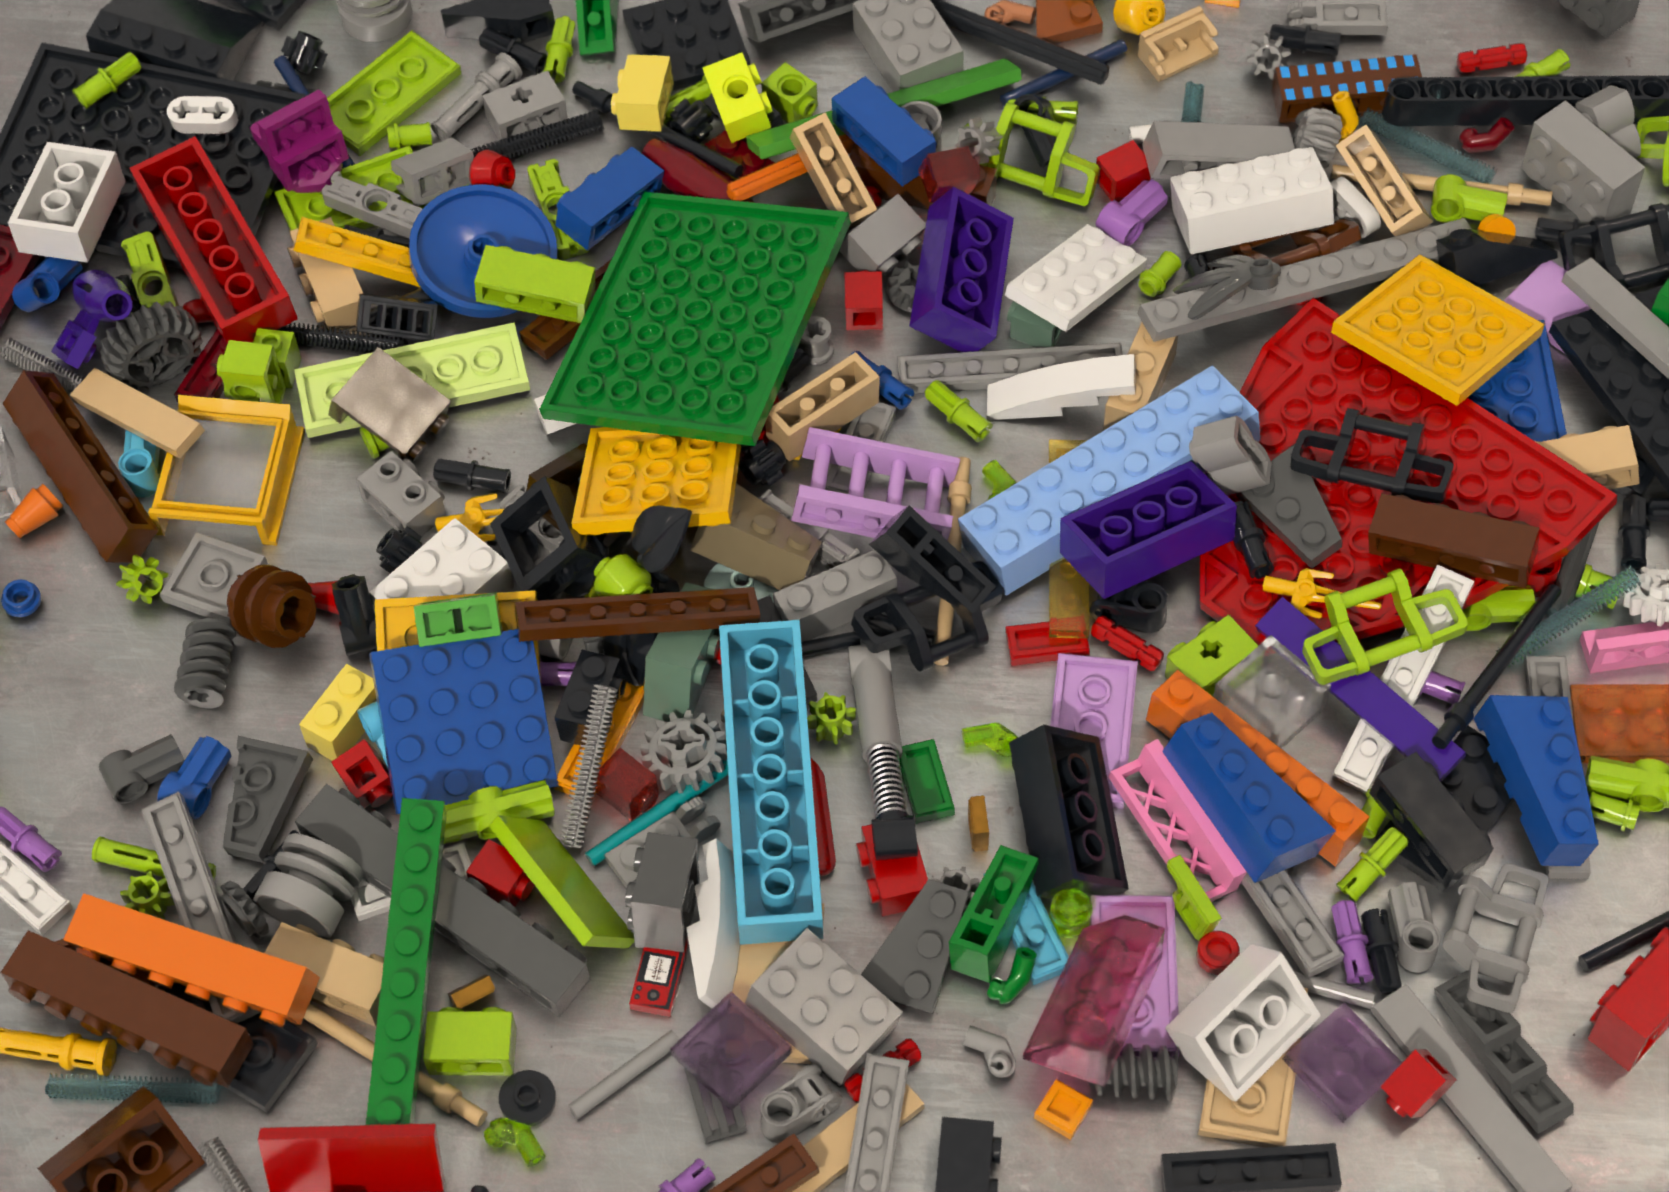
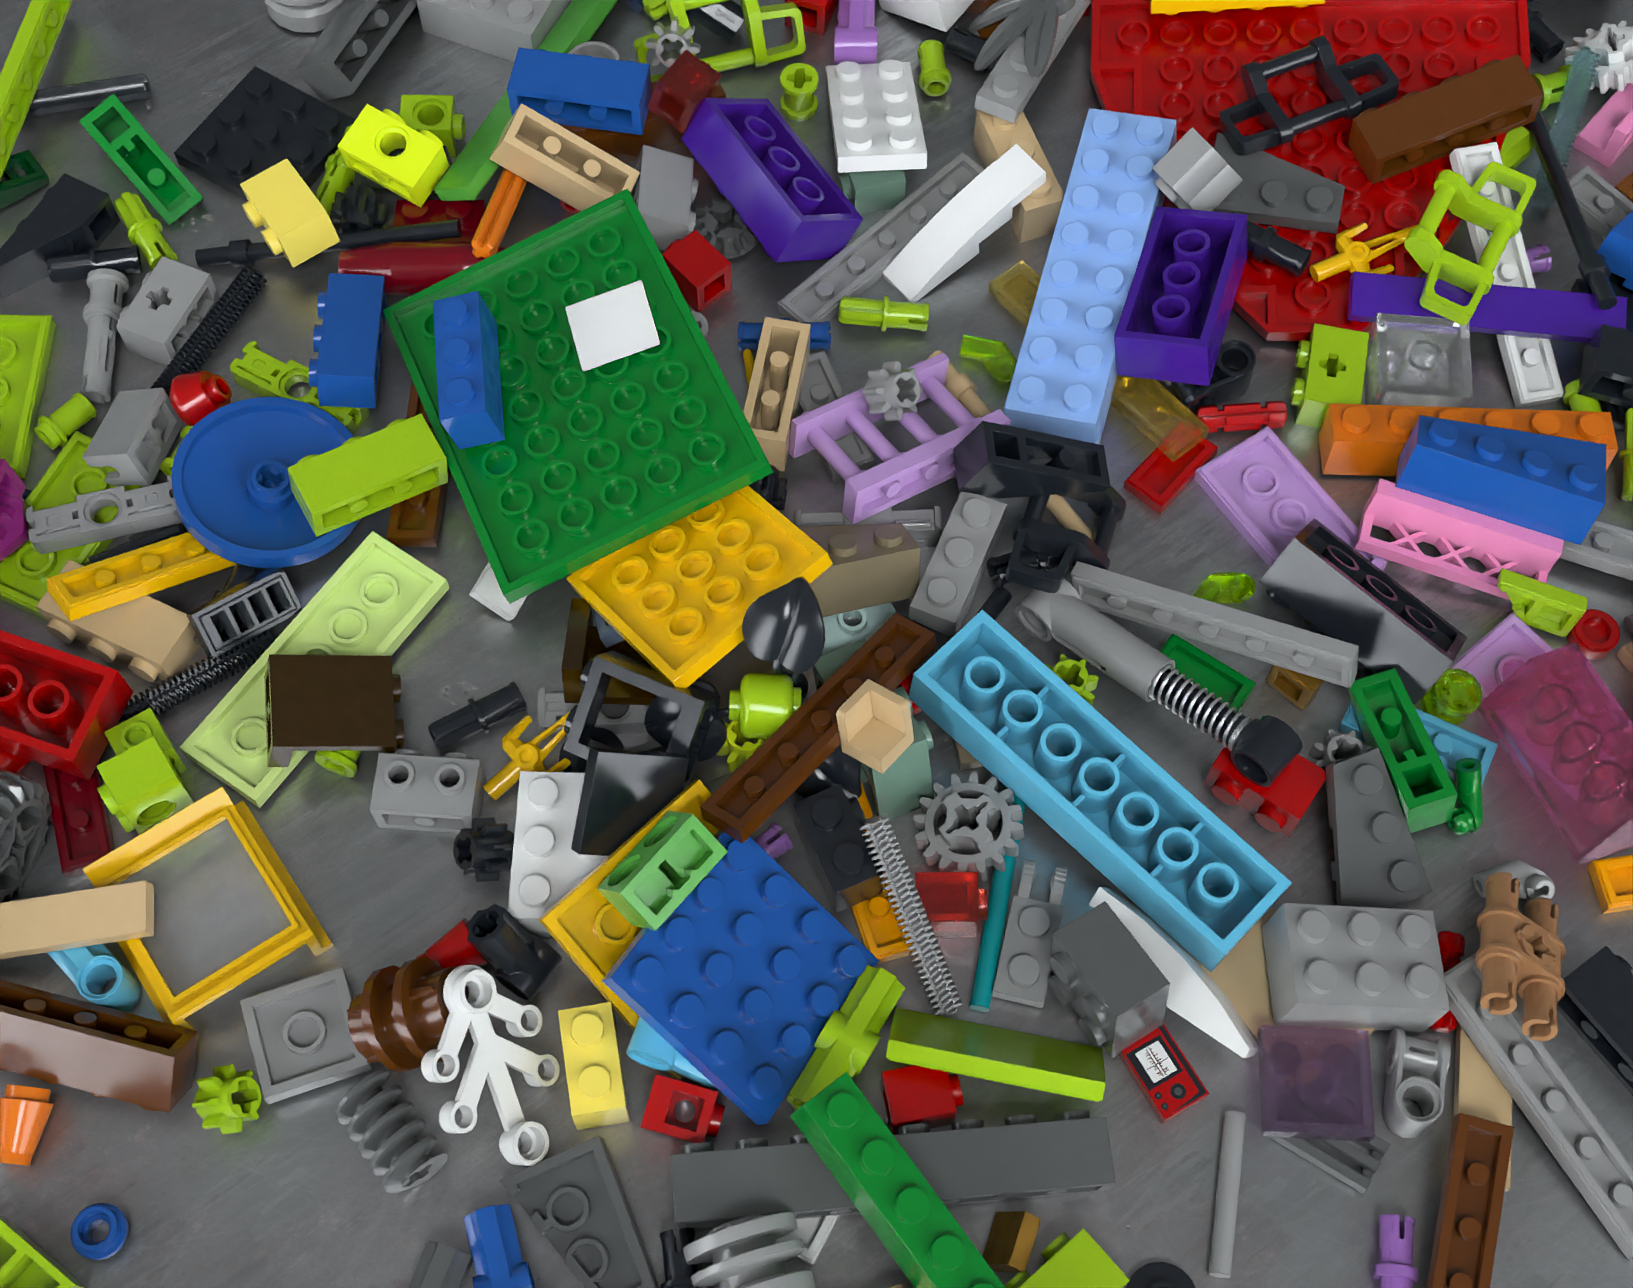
camera: 45 degrees left, 5 degrees up
(286, 659) = (489, 1062): none -> white plant
(486, 565) = (623, 794): none -> black tile
(643, 259) = (468, 370): none -> blue brick
(661, 635) = (875, 726): none -> tan panel
(753, 291) = (612, 325): none -> white sticker
(898, 459) = (892, 391): none -> light grey gear
(915, 1072) = (1520, 957): none -> medium nougat pin
(950, 746) = (1217, 625): none -> light grey tile
(1049, 224) = (799, 84): none -> lime bush

